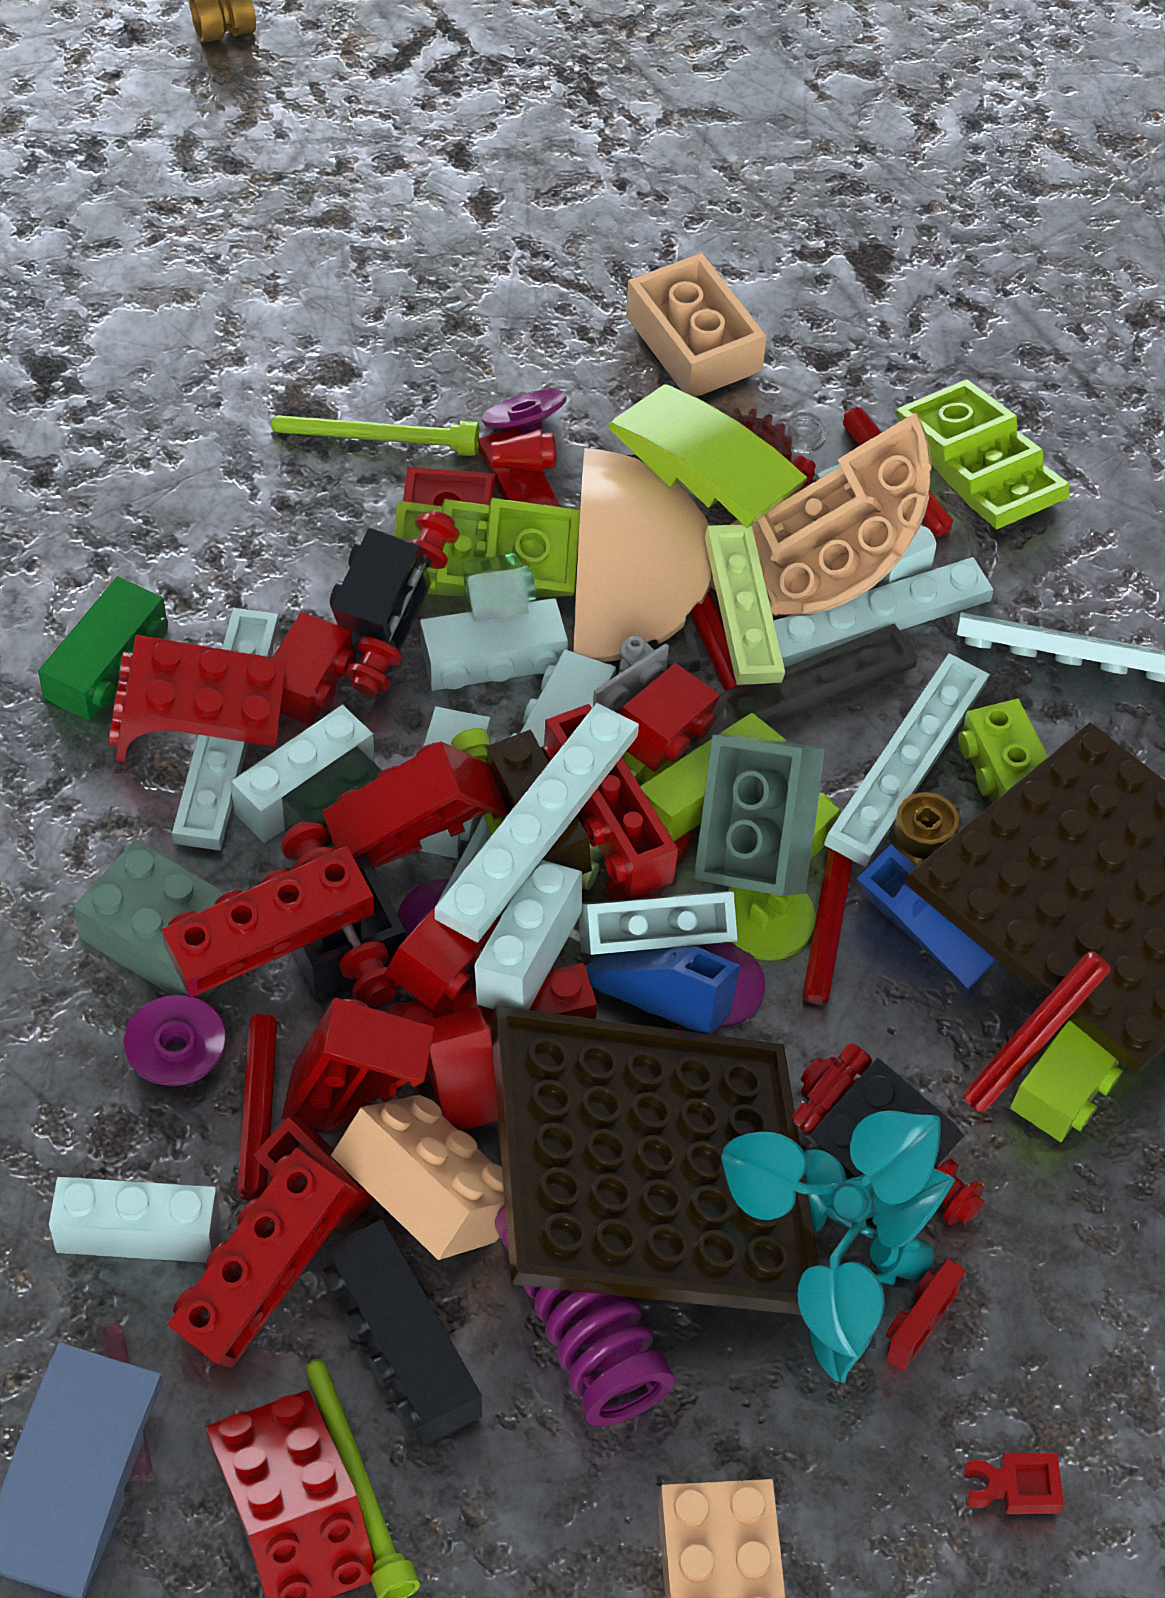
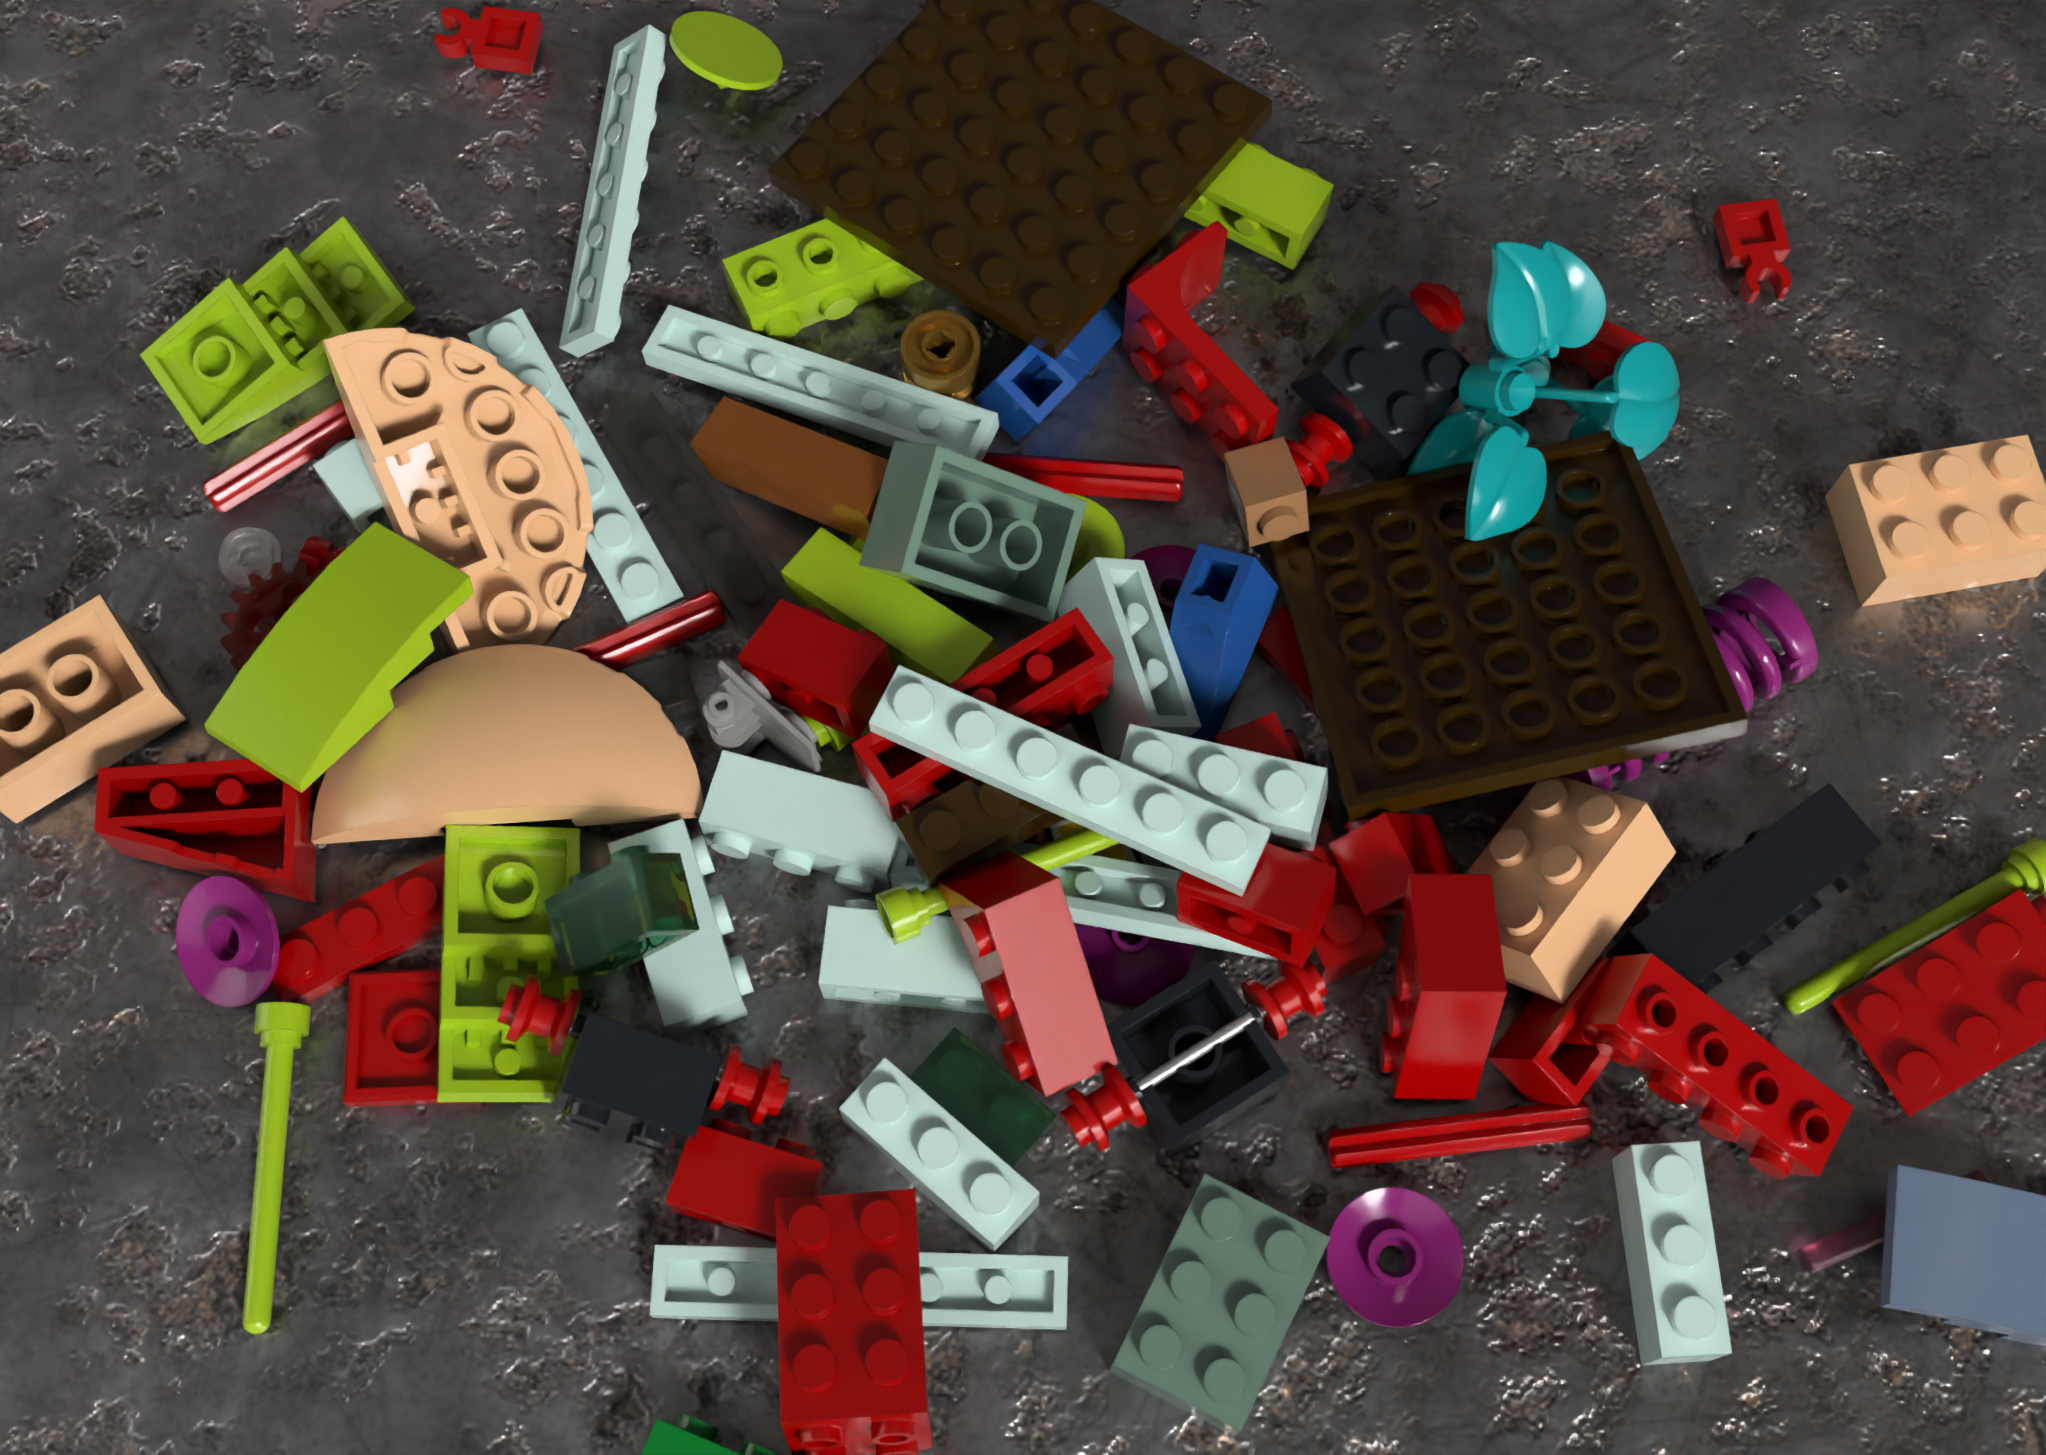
camera: 95 degrees left, 15 degrees up
(267, 920) = (1257, 1132): red brick -> none
(526, 452) = (332, 917): red cone -> none
(603, 390) = (212, 821): none -> red wedge
(744, 605) = (598, 593): yellowish green plate -> none
(788, 1033) = (1267, 491): none -> medium nougat brick
(831, 1087) = (1345, 434): red axle -> none
(844, 718) = (791, 466): none -> dark orange brick
(939, 981) = (1181, 357): none -> red bracket
(1036, 1031) = (1235, 213): red axle -> none

